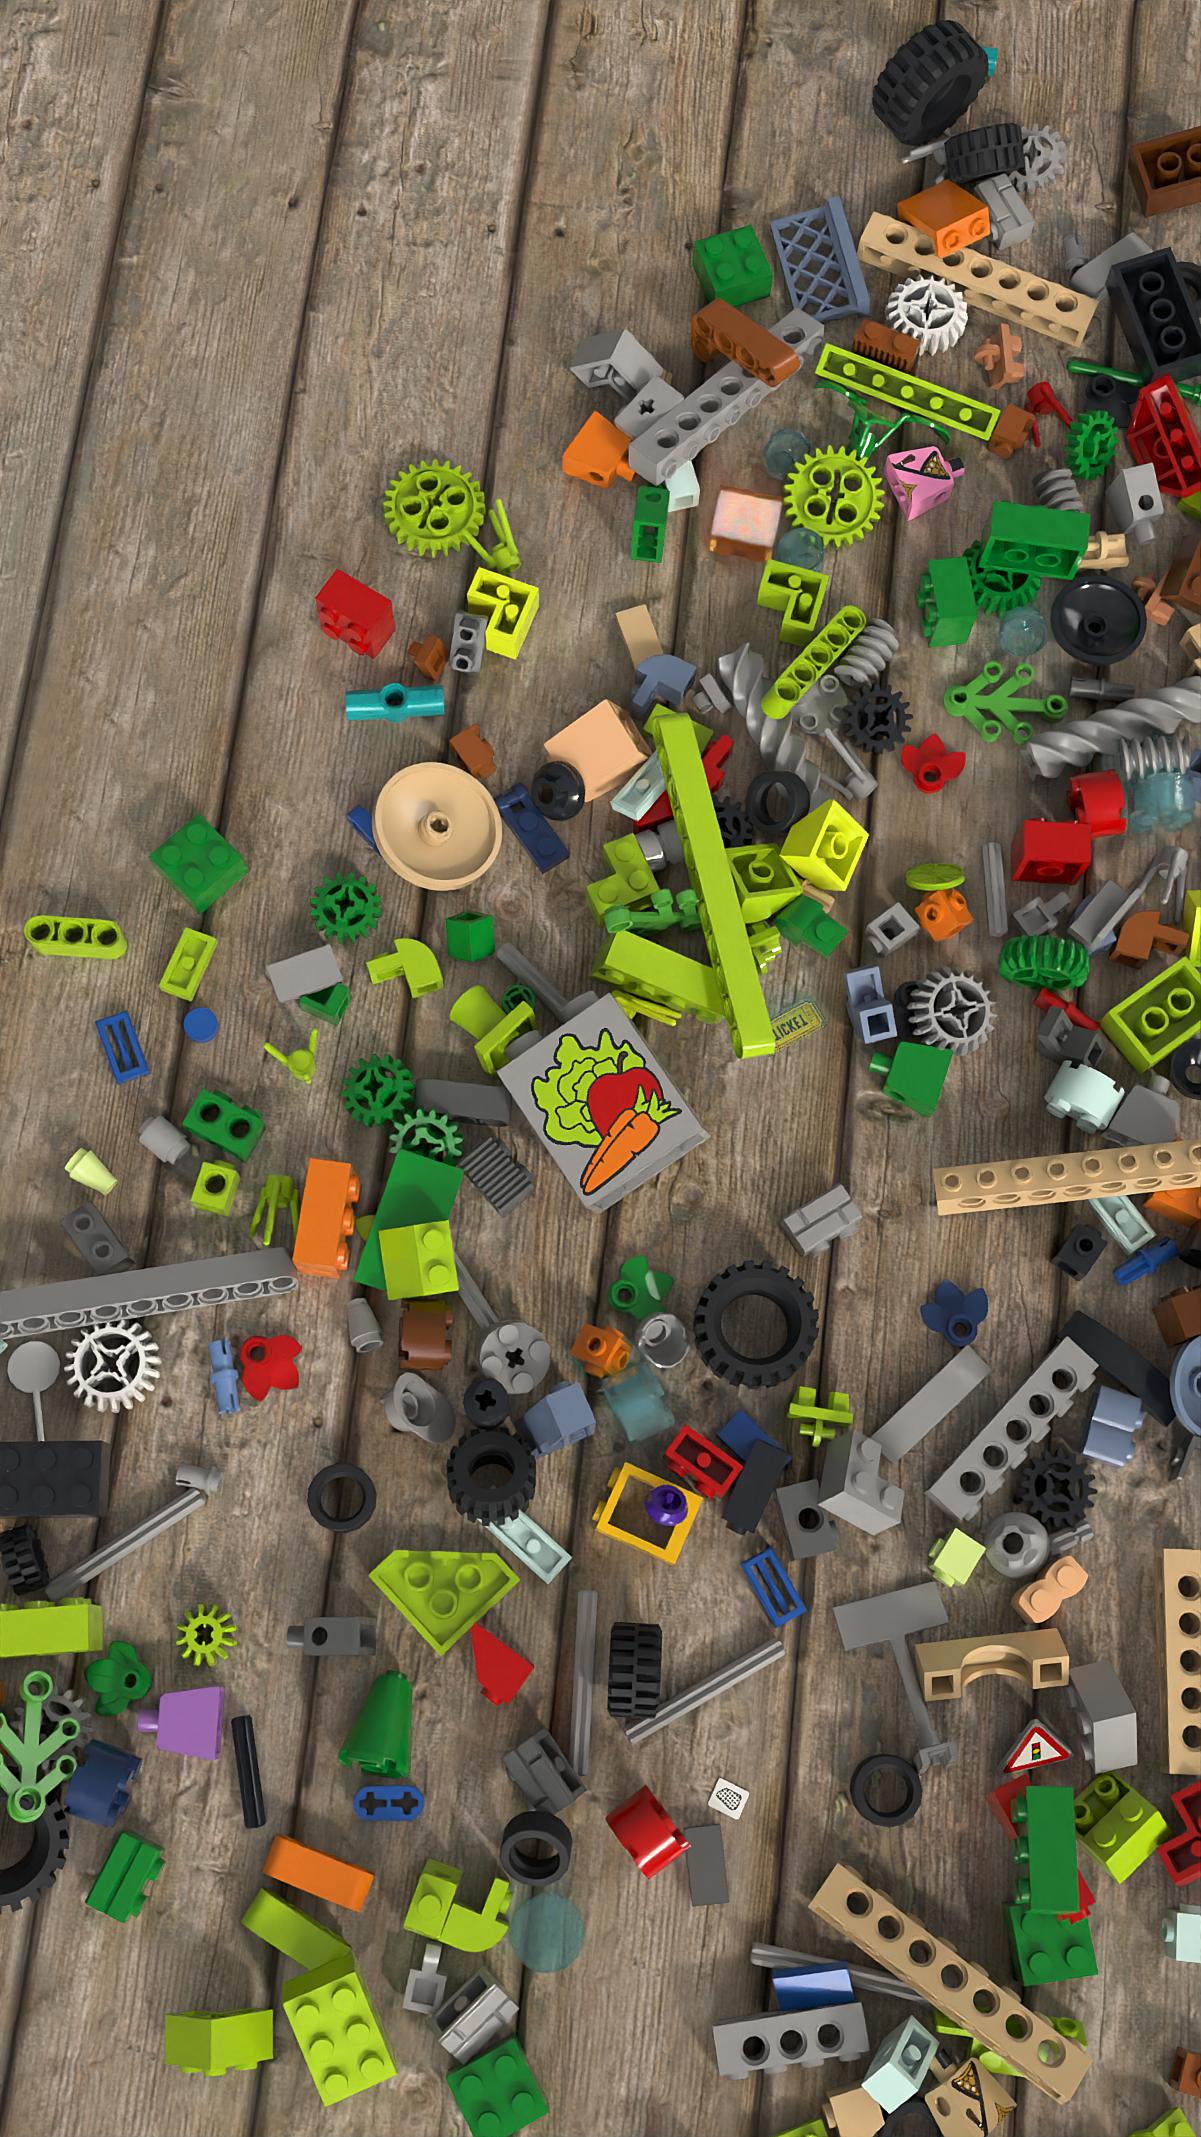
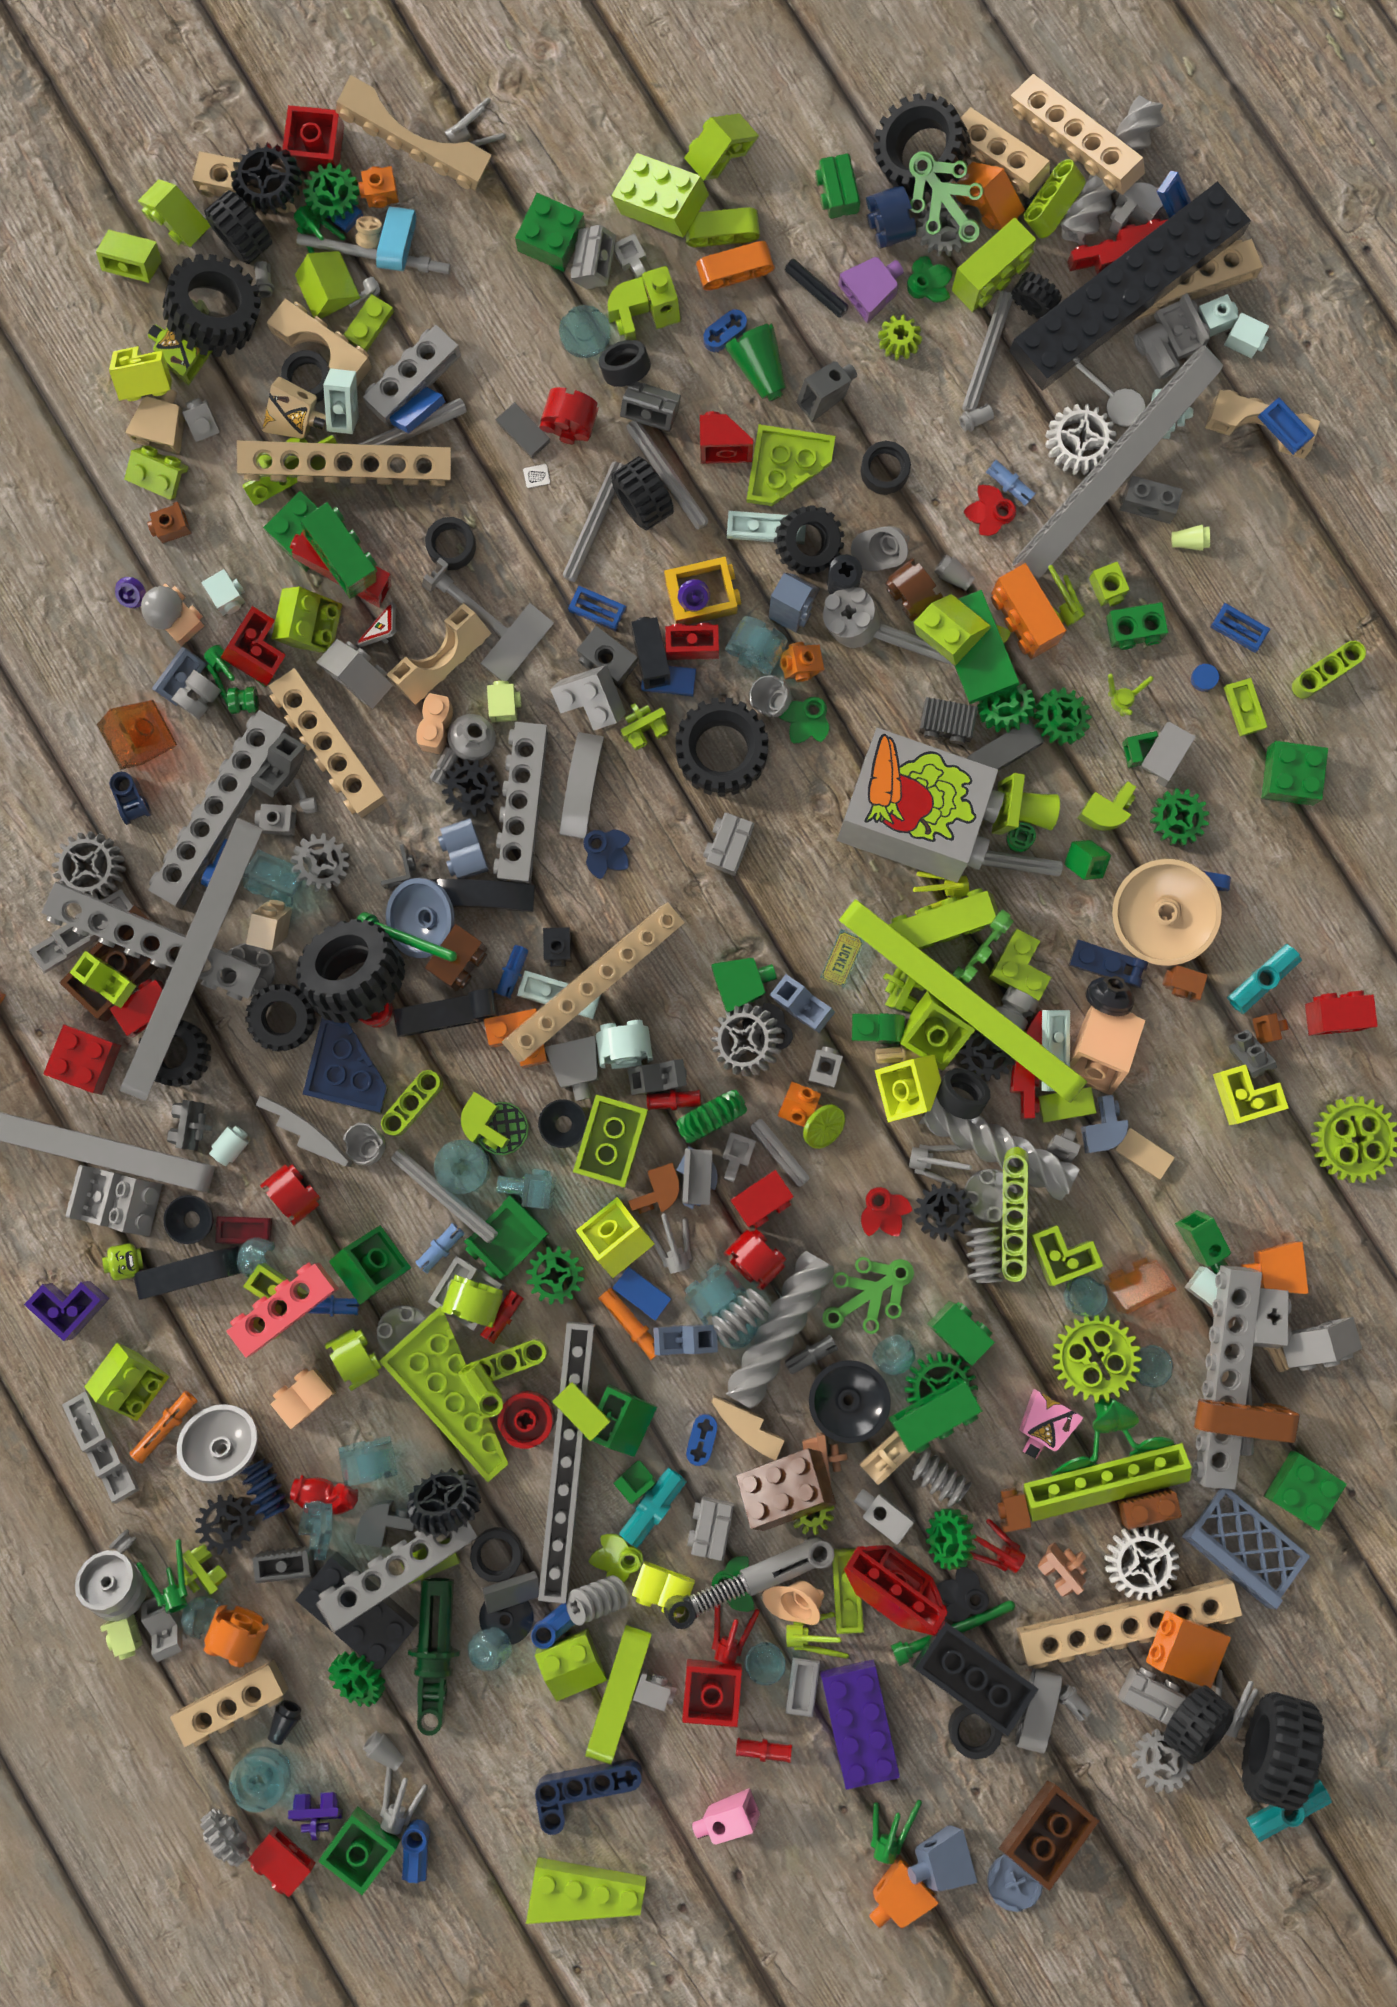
camera: 150 degrees right, 10 degrees up
(163, 1139) = (1165, 589): light grey brick -> none
(504, 554) = (1280, 1139): lime plant -> none

